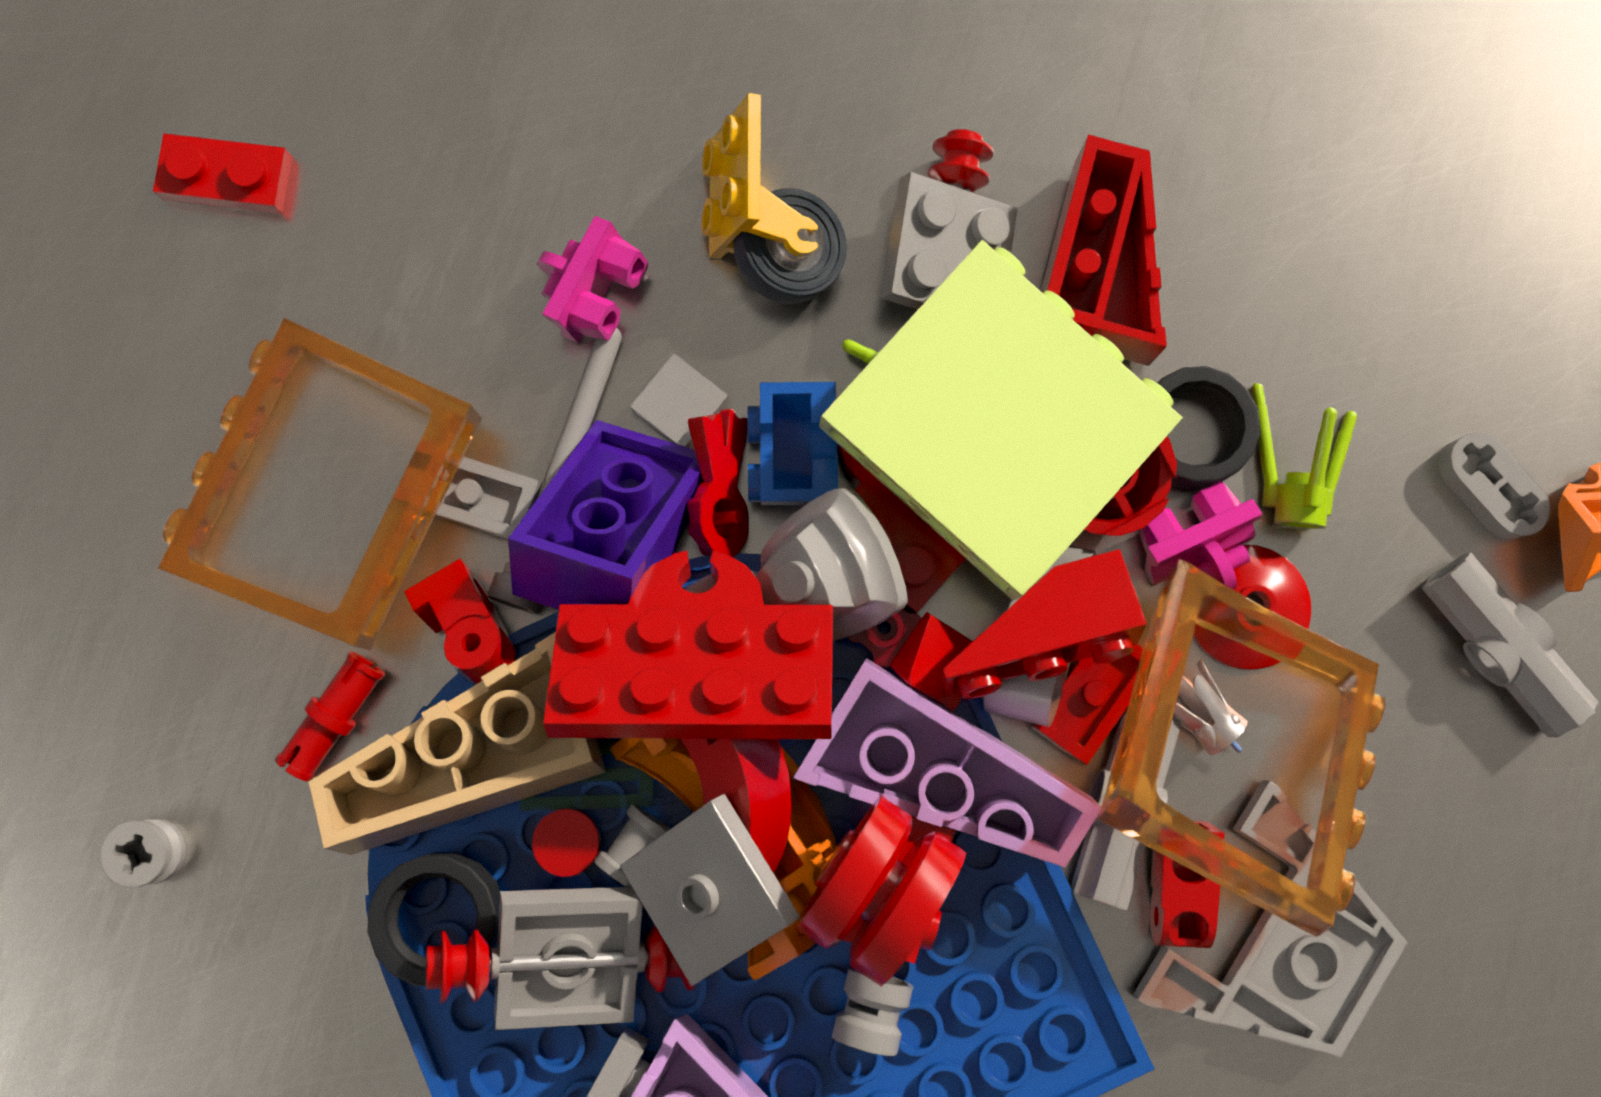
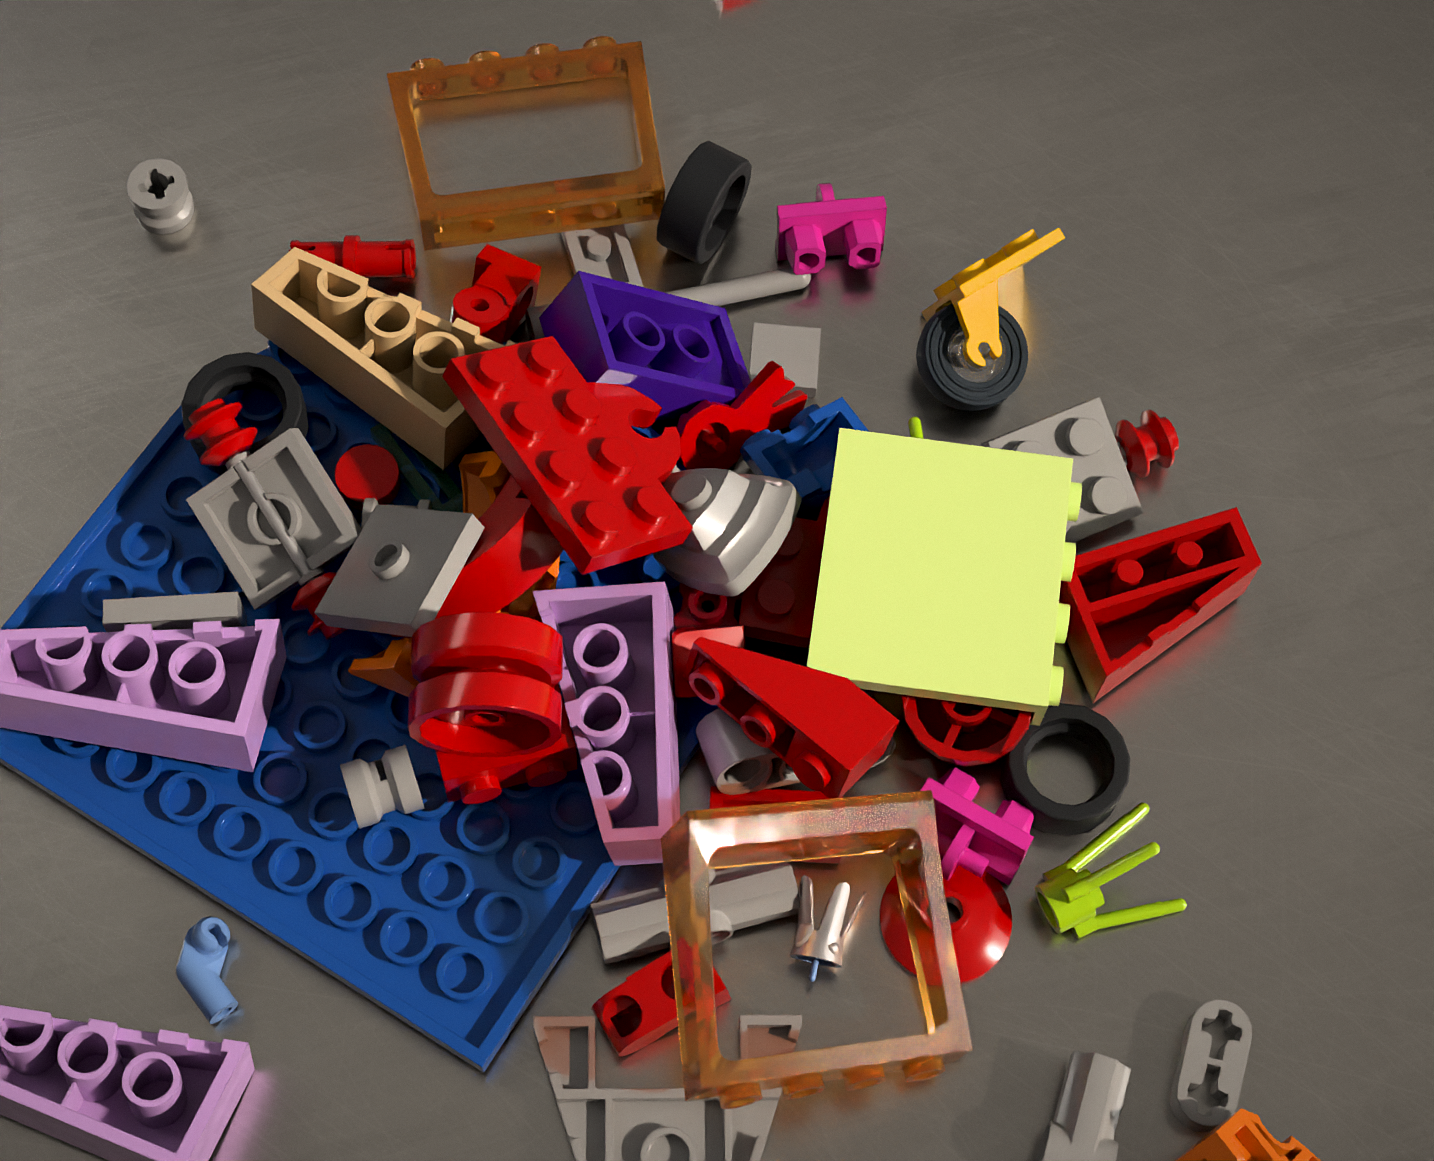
camera: 55 degrees right, 15 degrees down
(493, 374) = (703, 202): none -> black tyre

